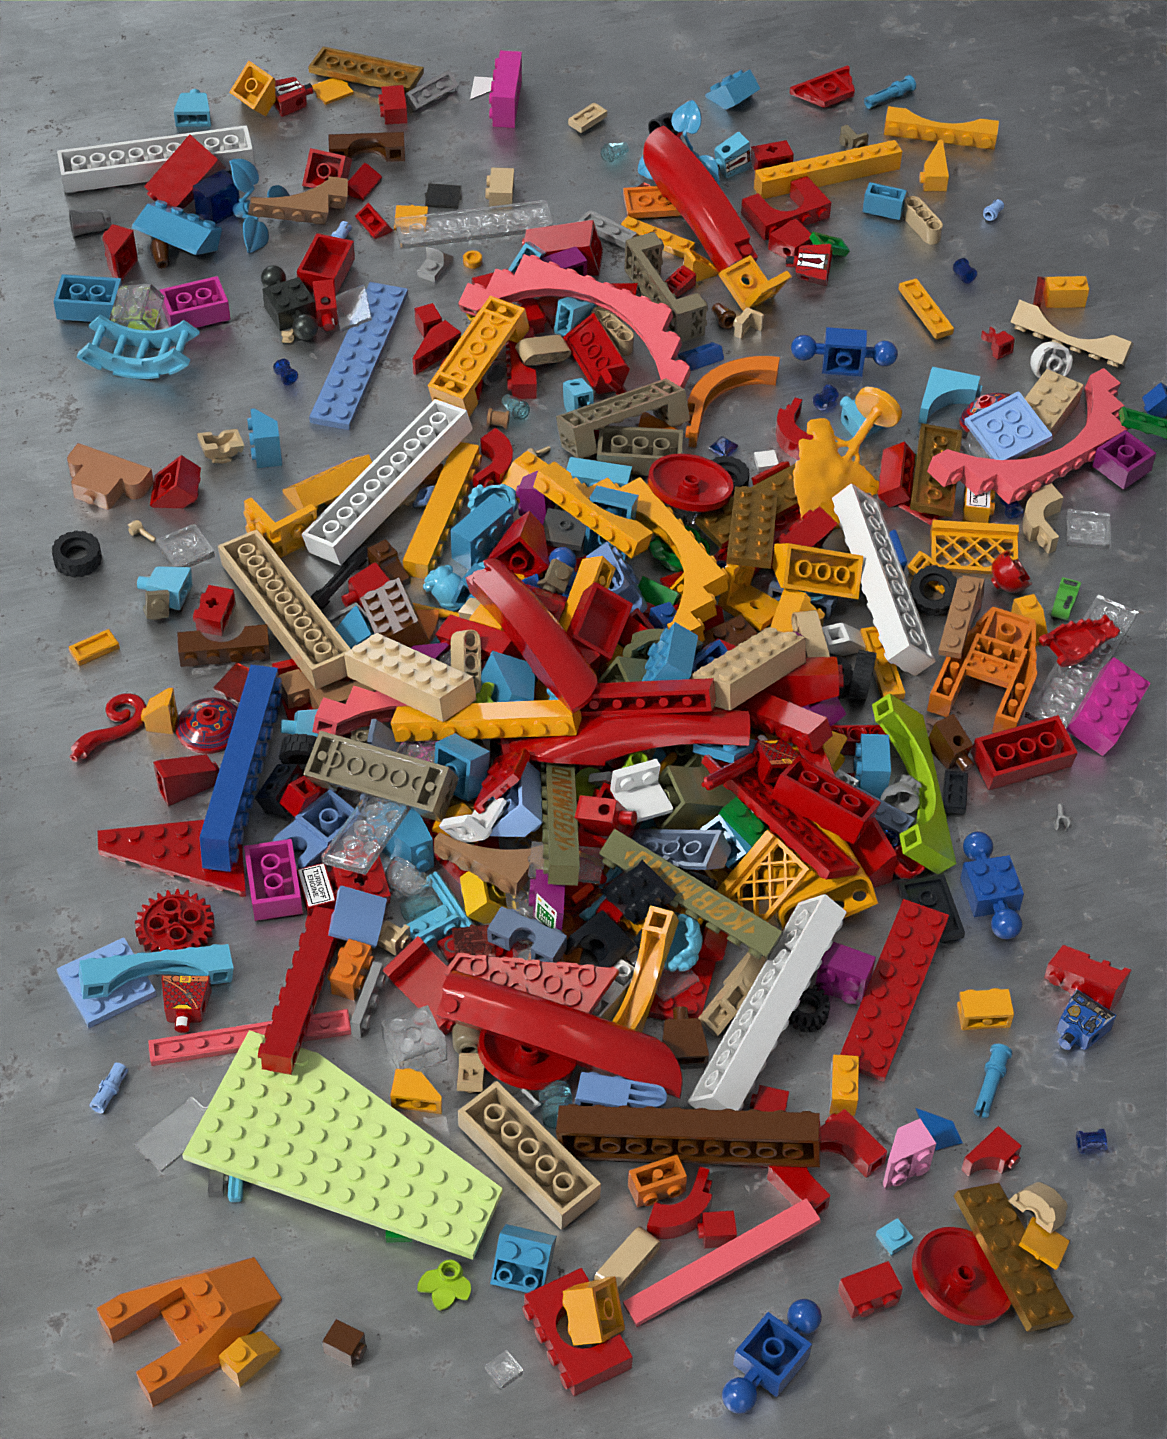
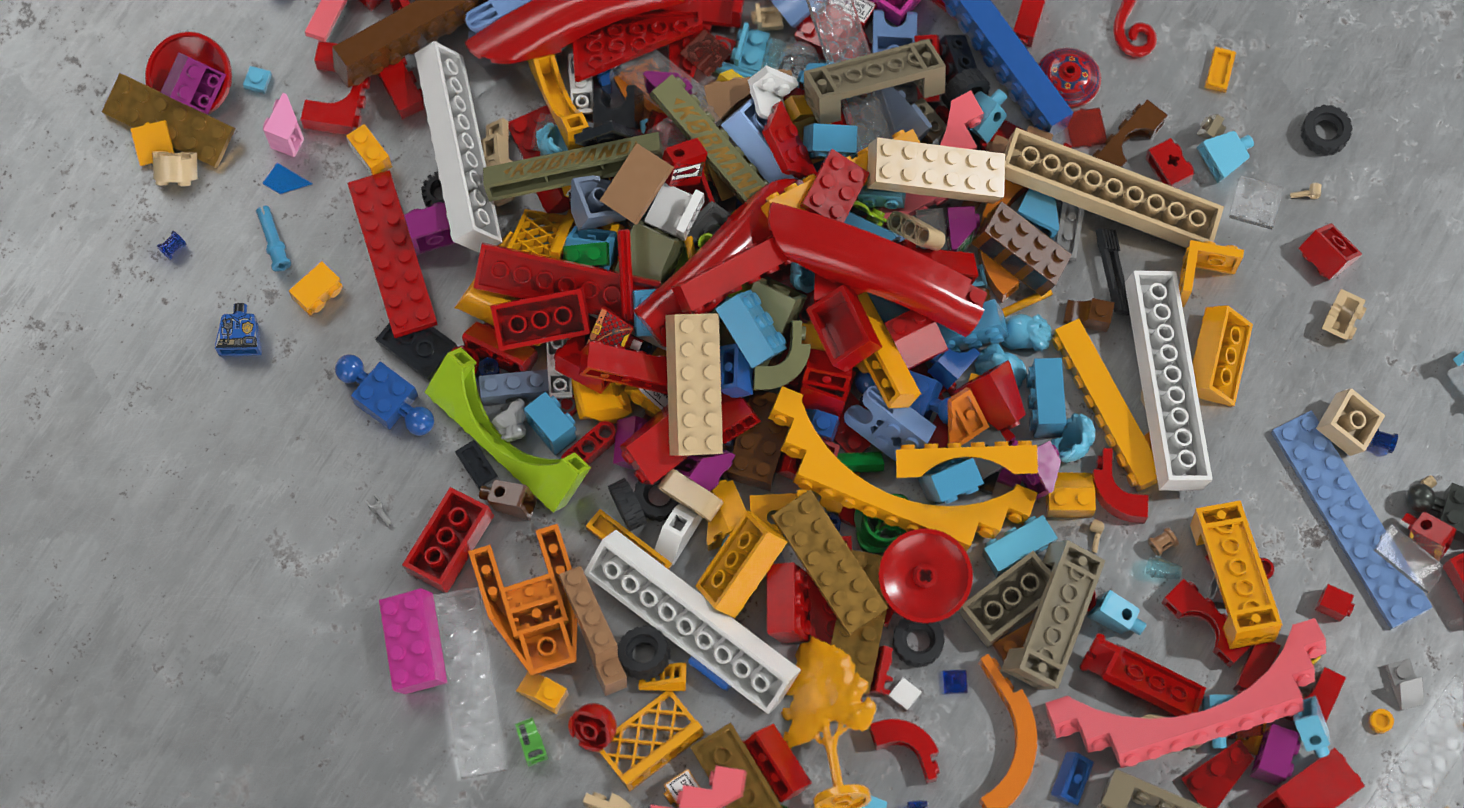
camera: 140 degrees right, 20 degrees up
(105, 477) = (1391, 212): nougat brick -> none
(161, 713) = (1104, 46): light orange slope -> none
(265, 438) = (1312, 343): dark azure slope -> none
(297, 386) = (1350, 422): none -> tan brick
(363, 582) = (1079, 279): red torso -> none
(423, 497) = (1135, 405): medium blue slope -> none
(435, 346) = (1297, 579): red slope -> none
(506, 702) = (835, 187): none -> red plate
(511, 927) = (684, 62): sand blue arch -> none
(543, 350) = (1199, 644): tan beam -> none
(556, 577) = (930, 371): dark tan bracket -> none
(563, 541) = (964, 417): none -> orange wing
(659, 817) = (636, 184): none -> medium nougat tile
(685, 1038) = (502, 96): reddish brown torso -> none
(870, 1290) = (244, 27): red brick -> none
(969, 1250) = (193, 83): none -> magenta slope
(995, 1152) = (231, 184): red arch -> none
(1078, 640) = (480, 690): red animal -> none
(1097, 980) = (258, 368): red wedge -> none

